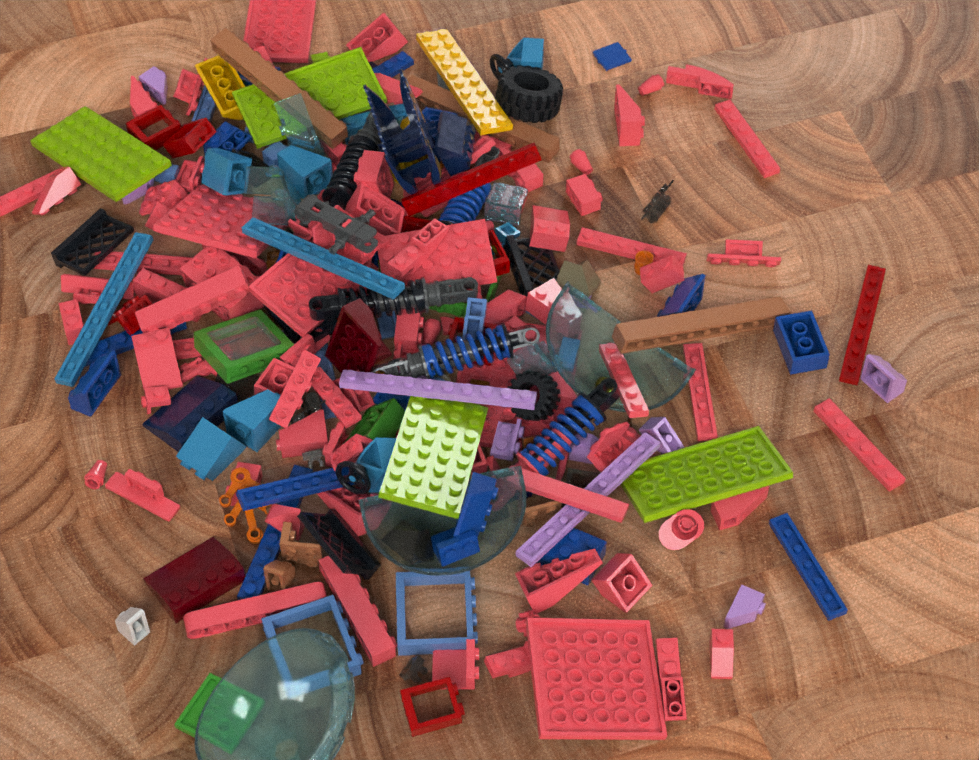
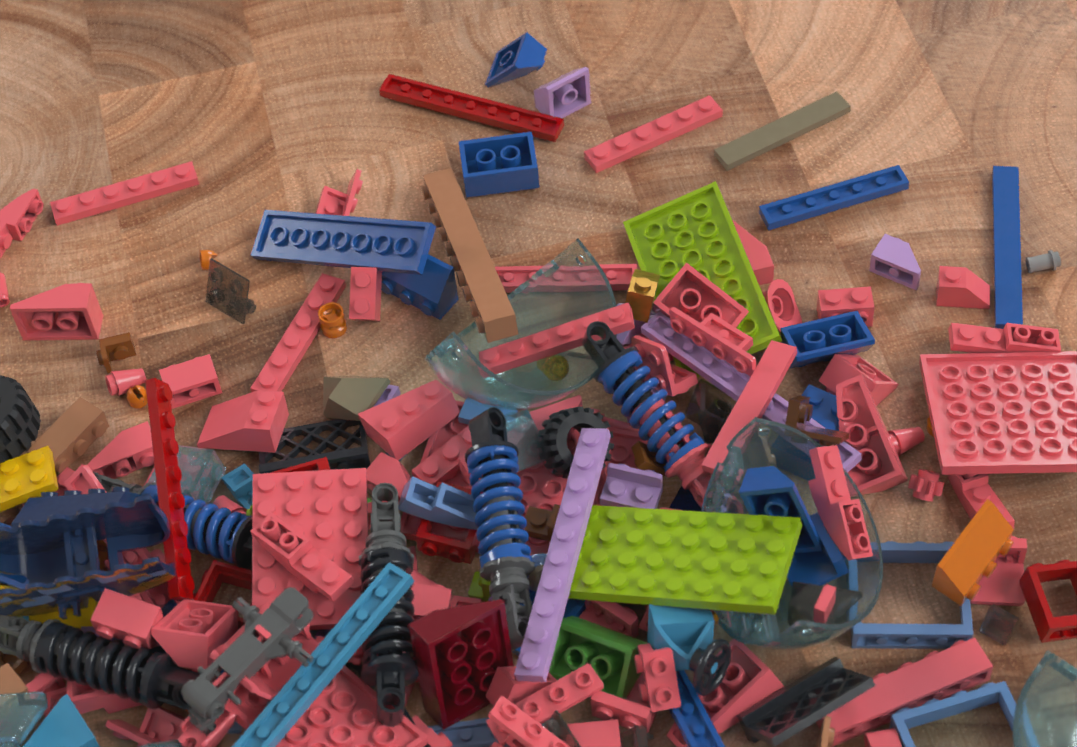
camera: 80 degrees left, 0 degrees up
(395, 534) = (824, 604): none -> coral tile
(449, 632) = (973, 554): none -> orange slope
(477, 541) = (839, 513): none -> coral slope
(541, 519) = (801, 411): none -> reddish brown bracket
(568, 608) = (906, 438): none -> coral cone
(574, 172) = (132, 399): none -> orange hinge
(605, 151) = (115, 348): none -> dark orange bracket
(631, 474) = (718, 337): none -> coral bracket
(650, 553) = (827, 336): none -> blue slope
(666, 466) = (698, 298): none -> coral slope
(676, 428) = (642, 293): none -> pearl gold slope
(690, 189) = (205, 256): none -> orange hinge
(690, 571) = (846, 300): none -> coral brick
(699, 252) = (343, 241): none -> blue plate
(761, 721) = (1042, 262): none -> light grey pin
(776, 690) = (1006, 246): none -> blue tile
(878, 532) = (782, 131): none -> dark tan tile
(917, 348) = (516, 60): none -> blue slope

